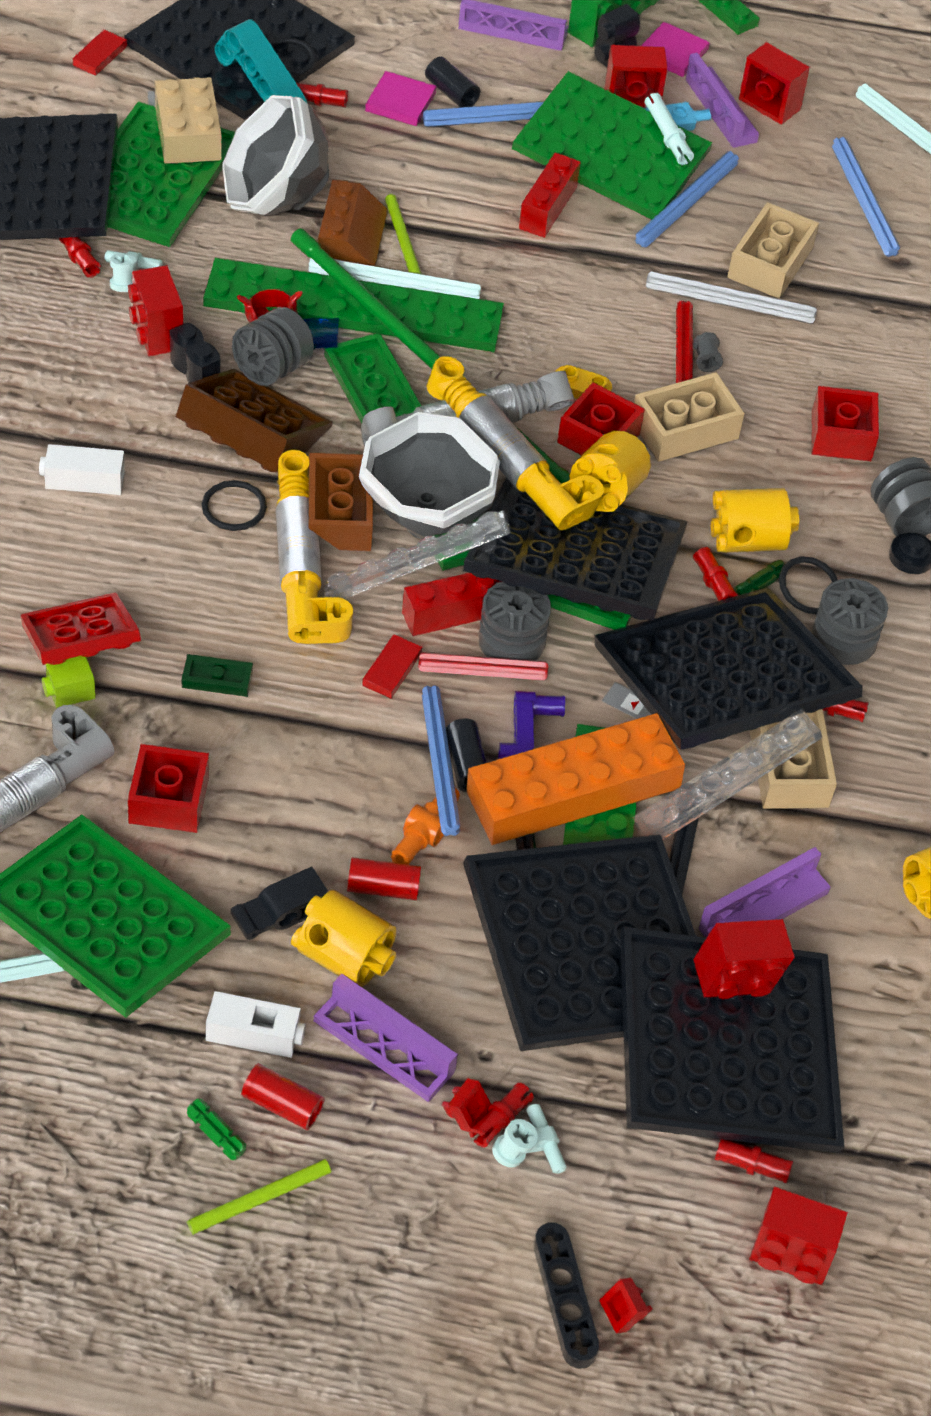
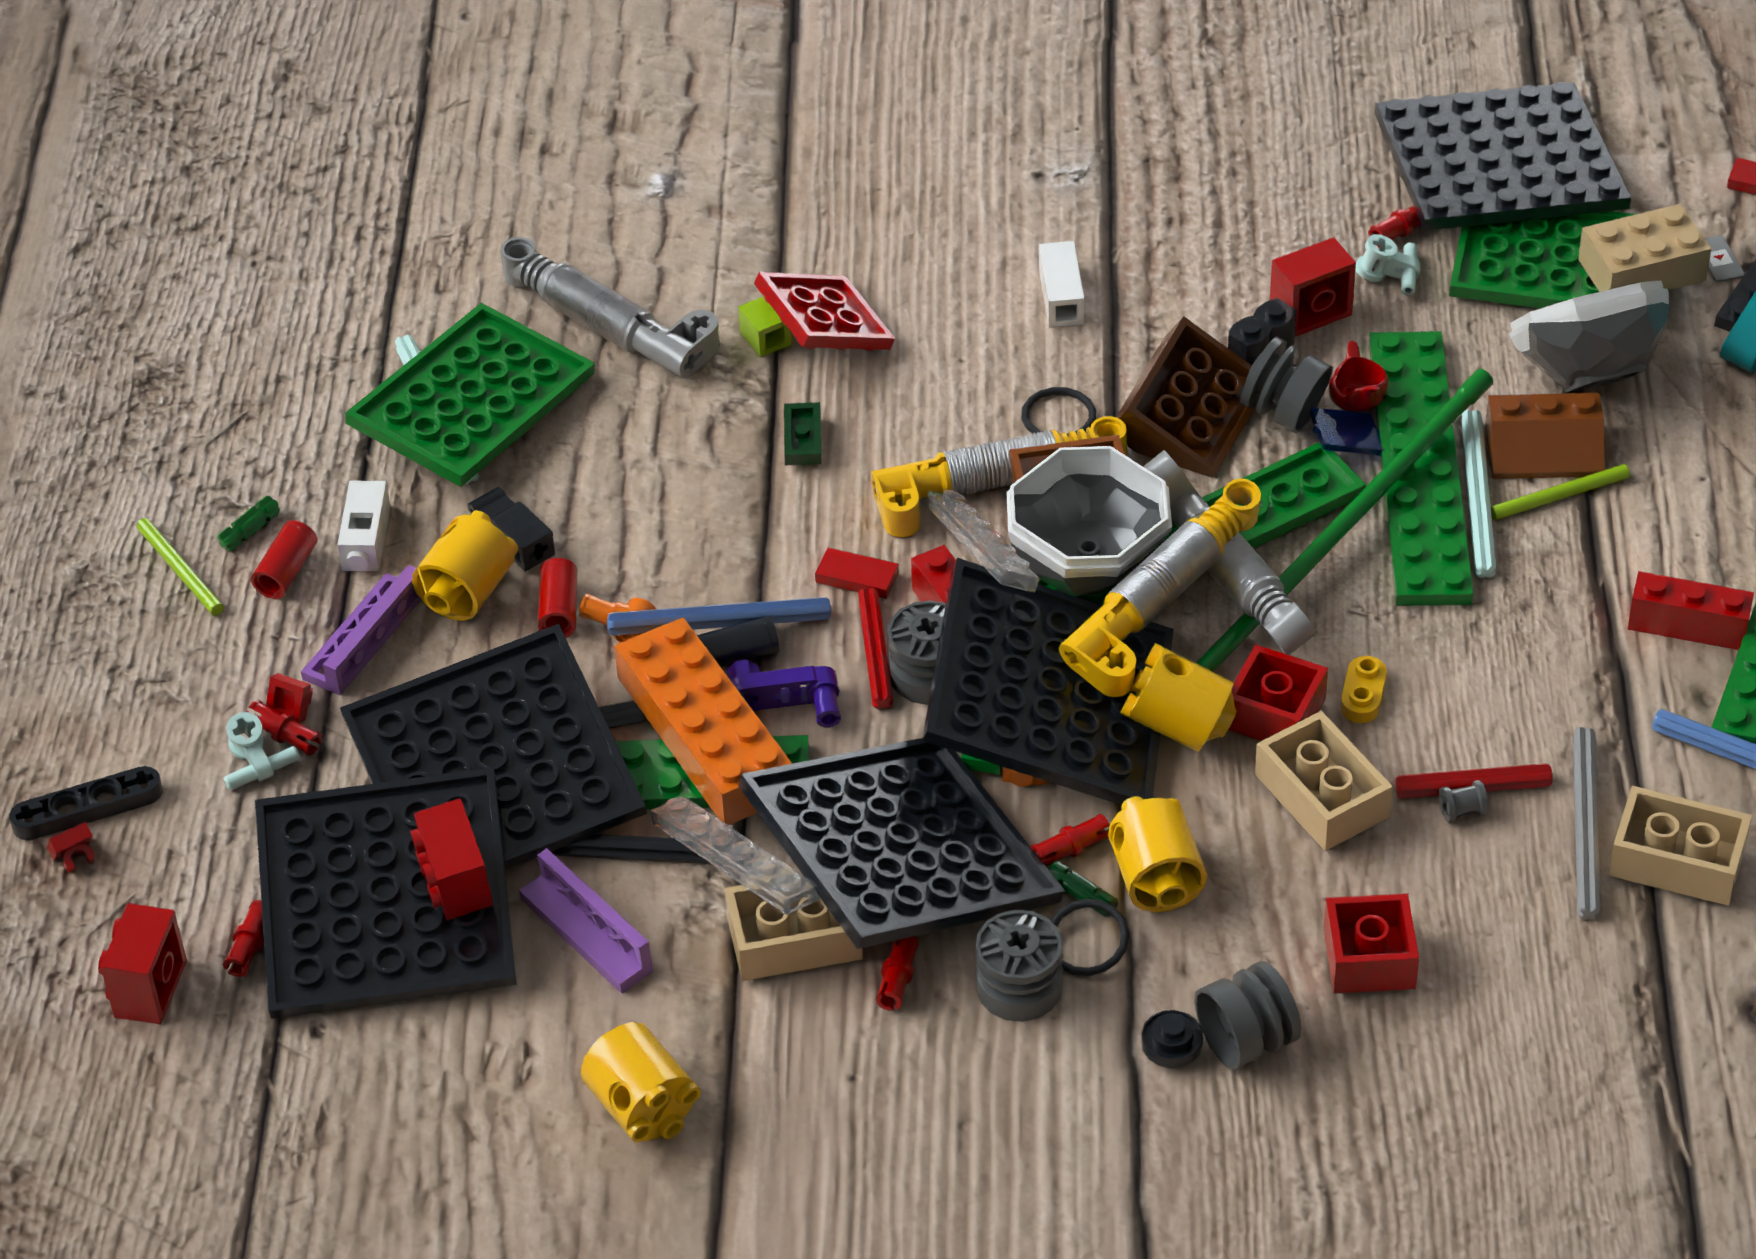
camera: 90 degrees right, 5 degrees down
(168, 788) = (633, 413): red brick -> none

